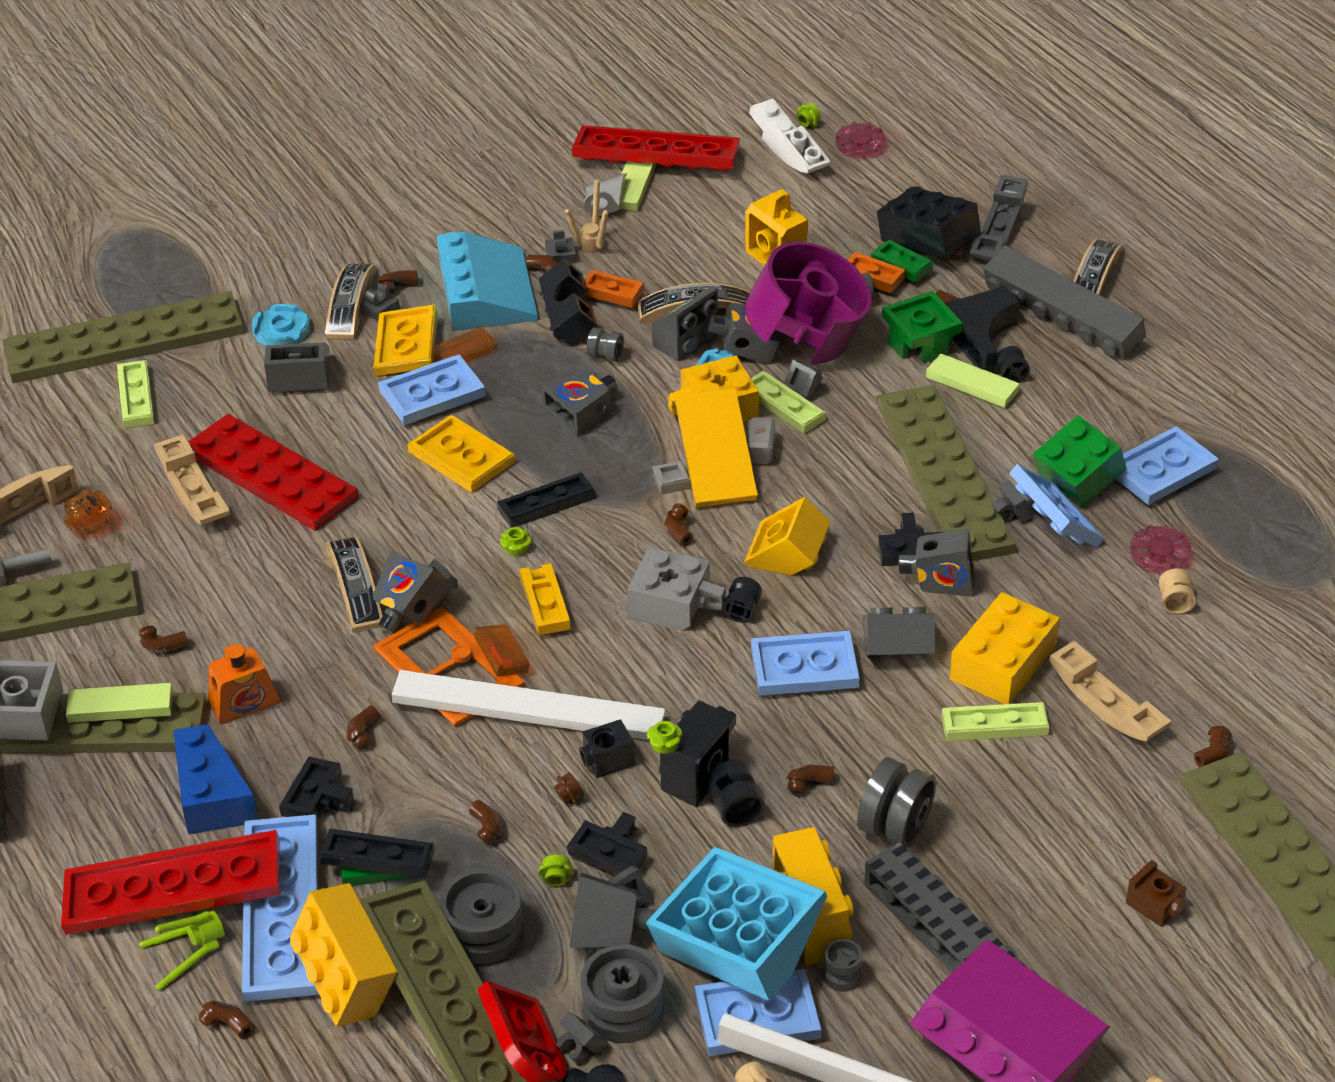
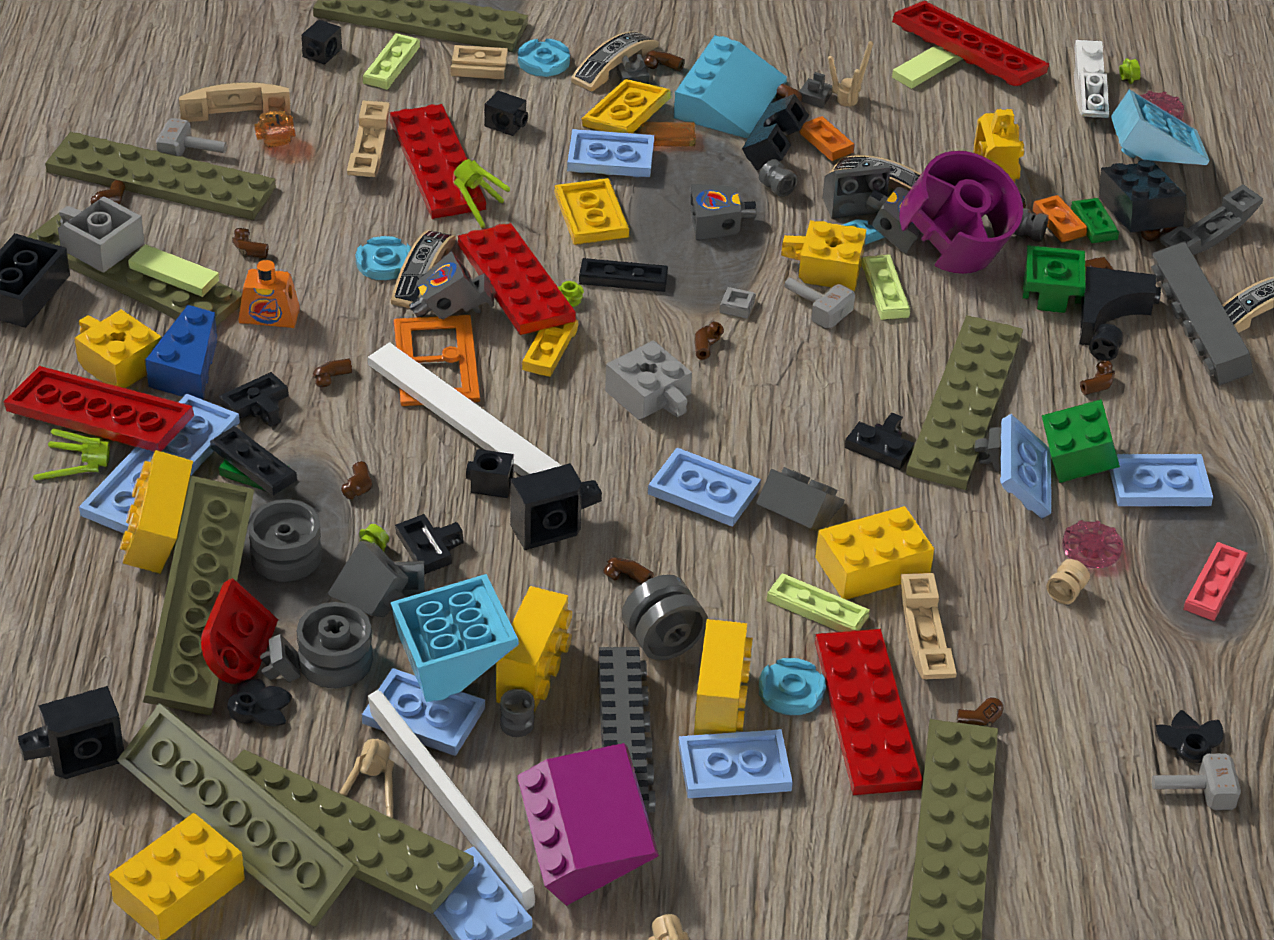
camera: 30 degrees right, 0 degrees up
(52, 404) = (321, 41): none -> black brick
(131, 811) = (115, 348): none -> yellow hinge
(226, 357) = (479, 62): none -> tan plate
(229, 1014) = (62, 518): reddish brown arm -> none
(297, 366) = (535, 89): dark grey slope -> none
(300, 395) = (505, 113): none -> black brick
(307, 591) = (381, 257): none -> medium azure tile
(330, 470) = (472, 175): none -> lime plant
(465, 550) = (516, 278): none -> red plate
(501, 650) = (482, 366): clear orange tile -> none
(568, 788) = (437, 487): reddish brown plate -> none
(609, 195) = (889, 64): light grey piece -> none
(664, 737) = (514, 474): lime plate -> none
(715, 448) = (784, 293): yellow tile -> none
(735, 793) = (553, 551): black wheel -> none
(742, 599) = (698, 417): black wheel -> none
(789, 539) = (782, 391): yellow slope -> none
(803, 378) = (915, 275): dark grey tile -> none
(888, 162) = (1155, 134): none -> medium azure slope
(942, 563) = (885, 465): dark grey torso -> none
(972, 380) = (1063, 341): yellowish green tile -> none
(998, 835) = (721, 678): none -> yellow brick
(1035, 400) = (1102, 380): none -> reddish brown arm
(1042, 808) = (792, 686): none -> medium azure tile
(1066, 905) = (735, 763): none -> light blue plate
(1124, 796) = (867, 712): none -> red plate
(1156, 894) = (814, 792): reddish brown brick -> none
(1280, 531) = (1215, 581): none -> coral tile

